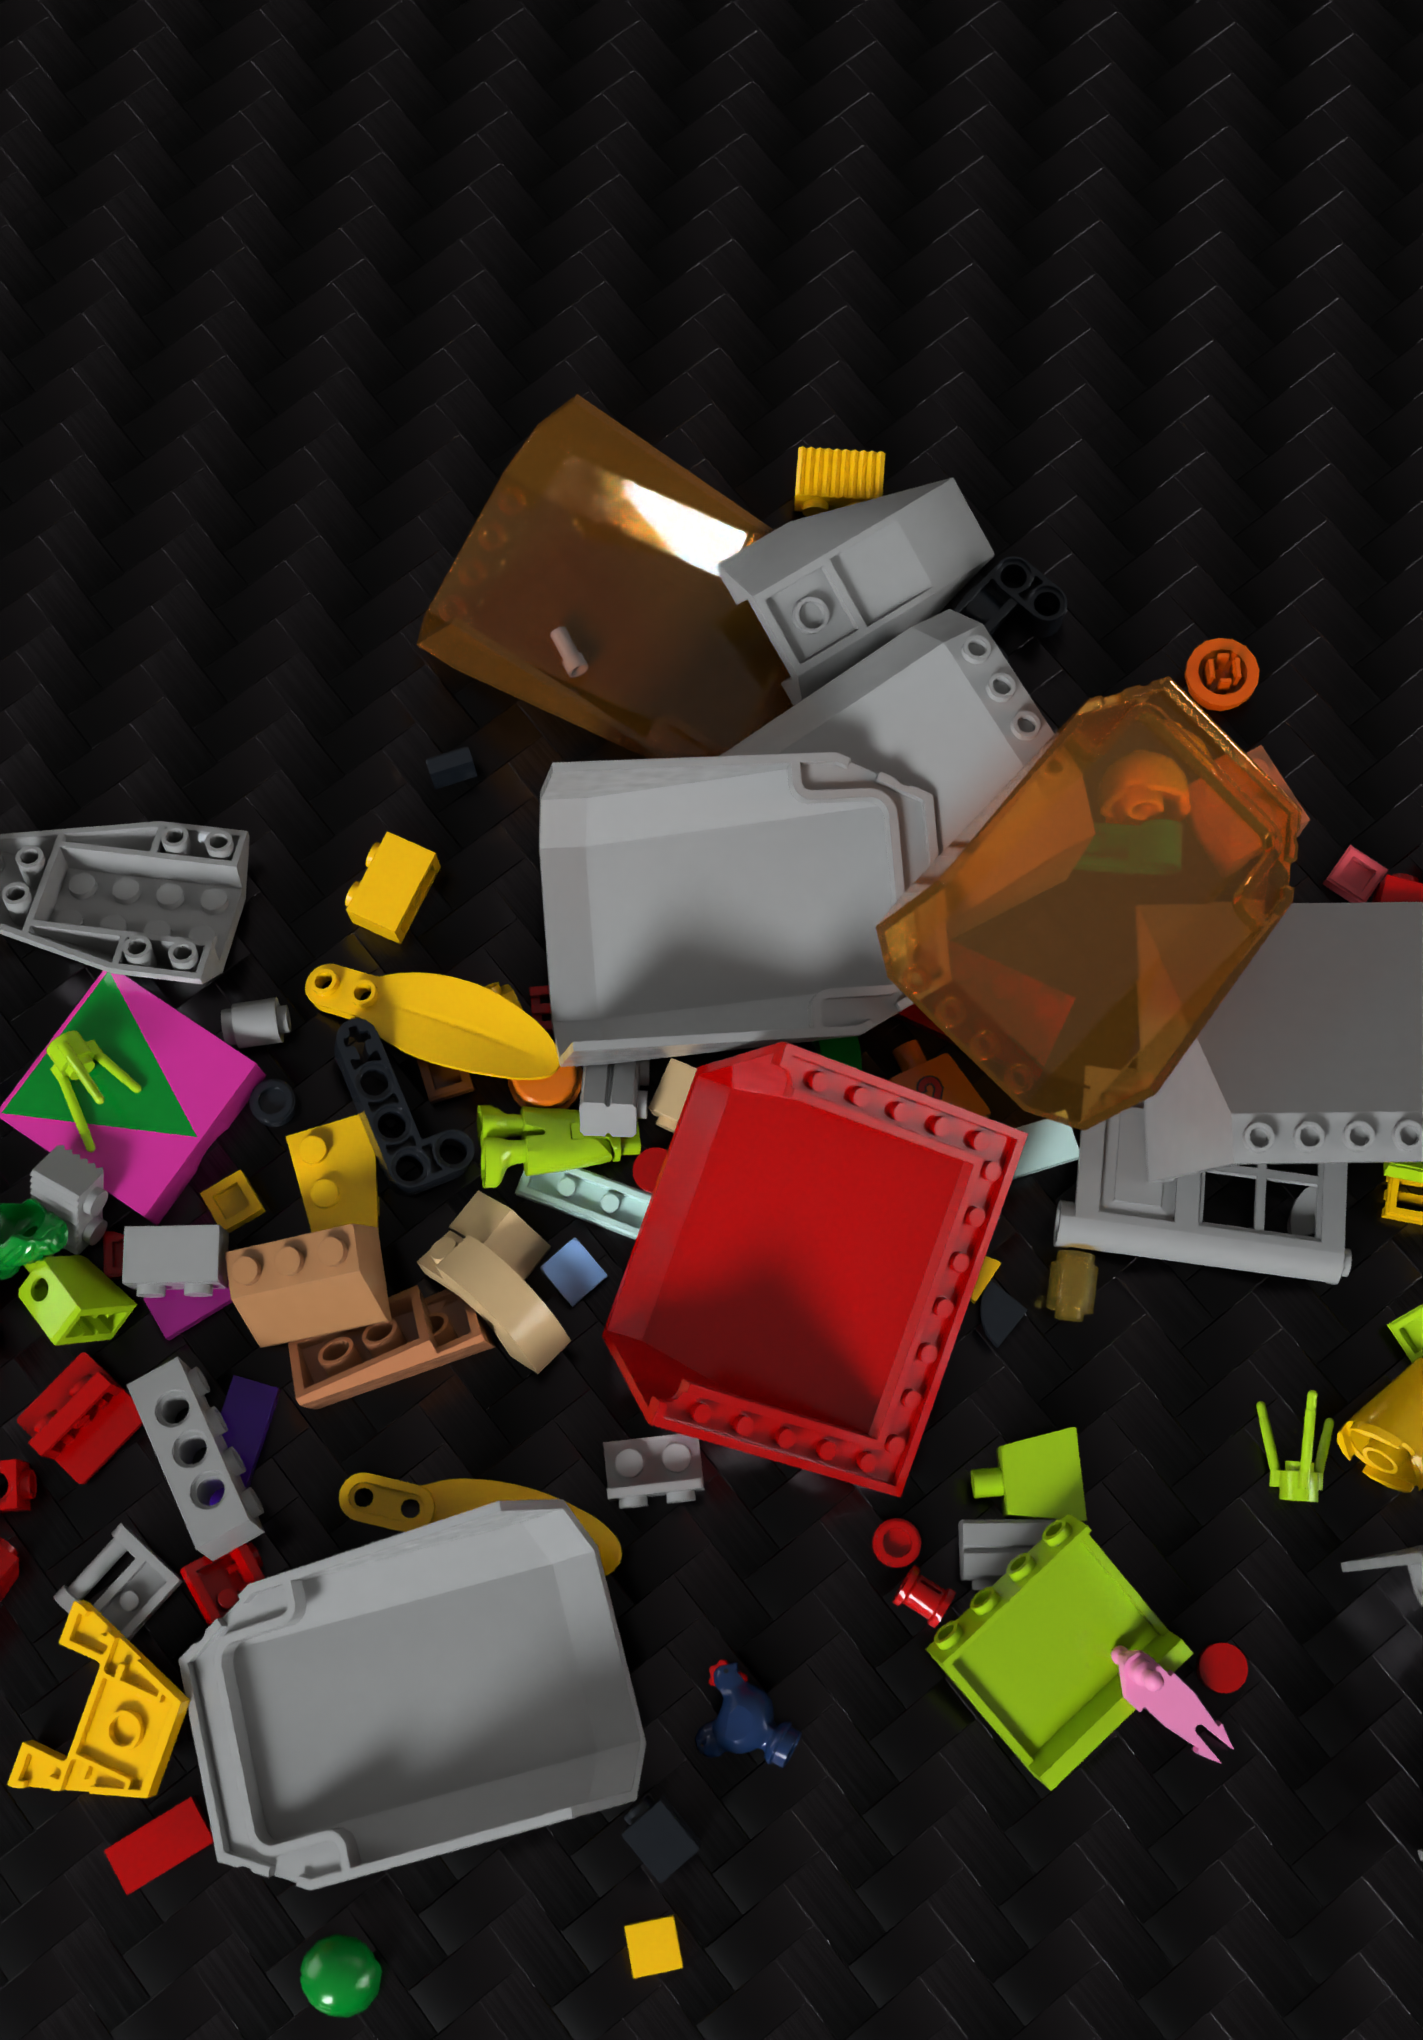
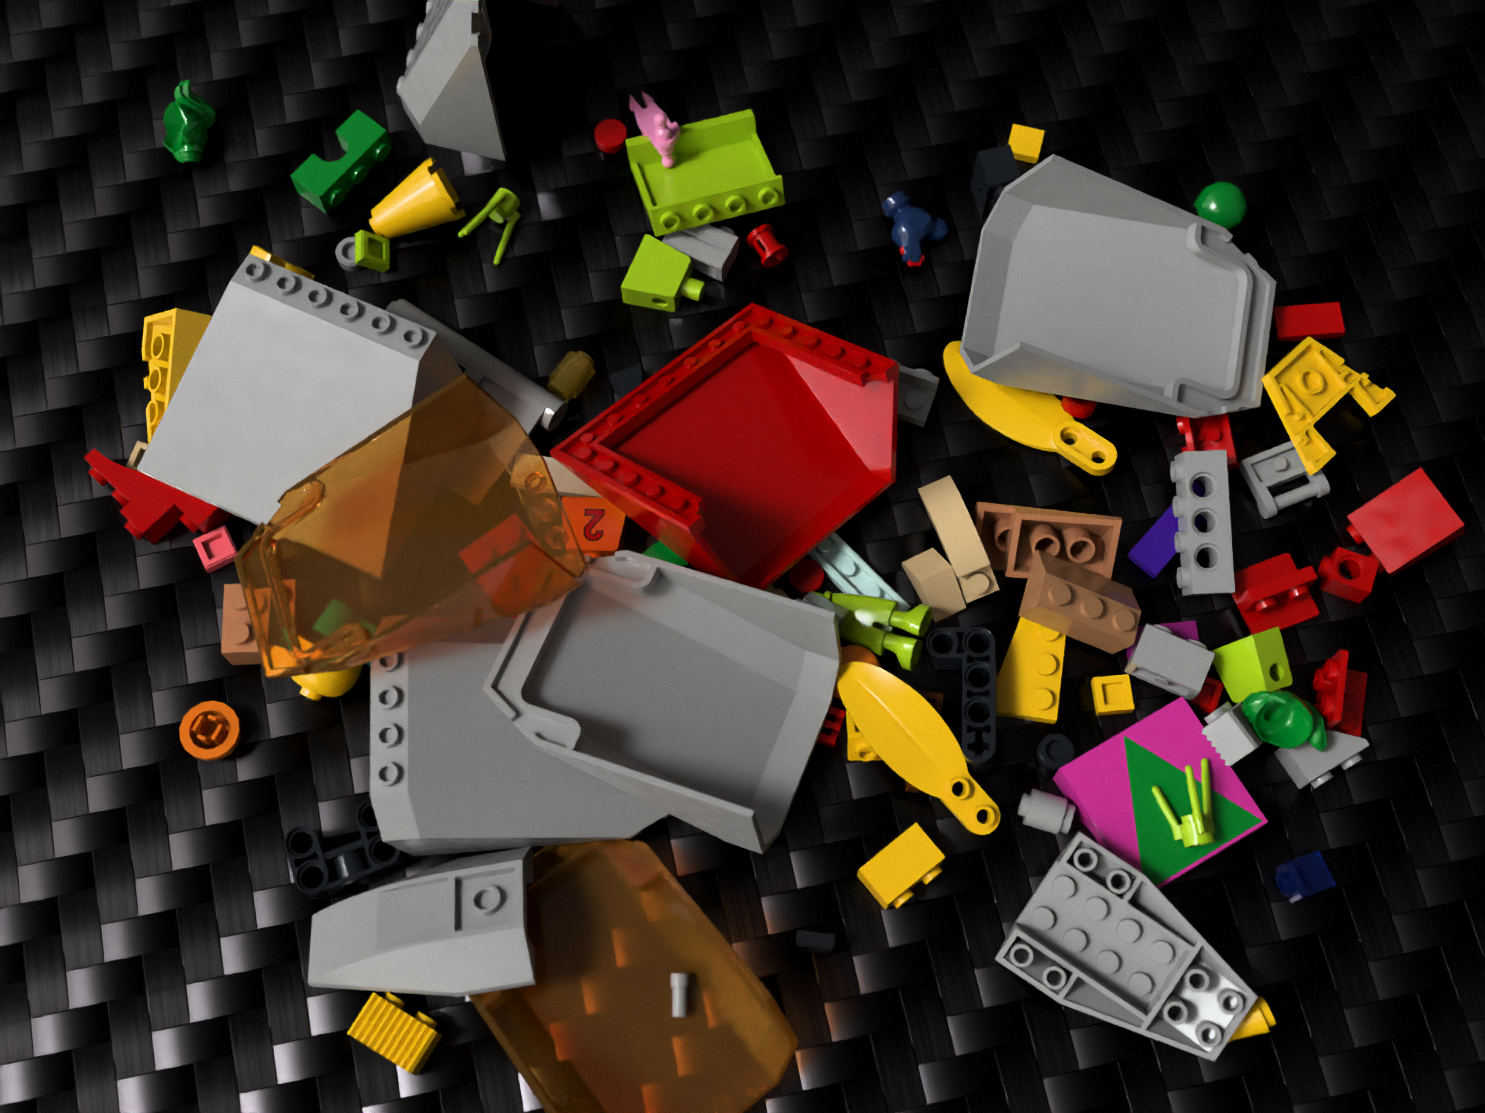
camera: 155 degrees left, 5 degrees down
(573, 1271) = (894, 538): light blue slope -> none
(896, 1543) = (767, 286): red tile -> none

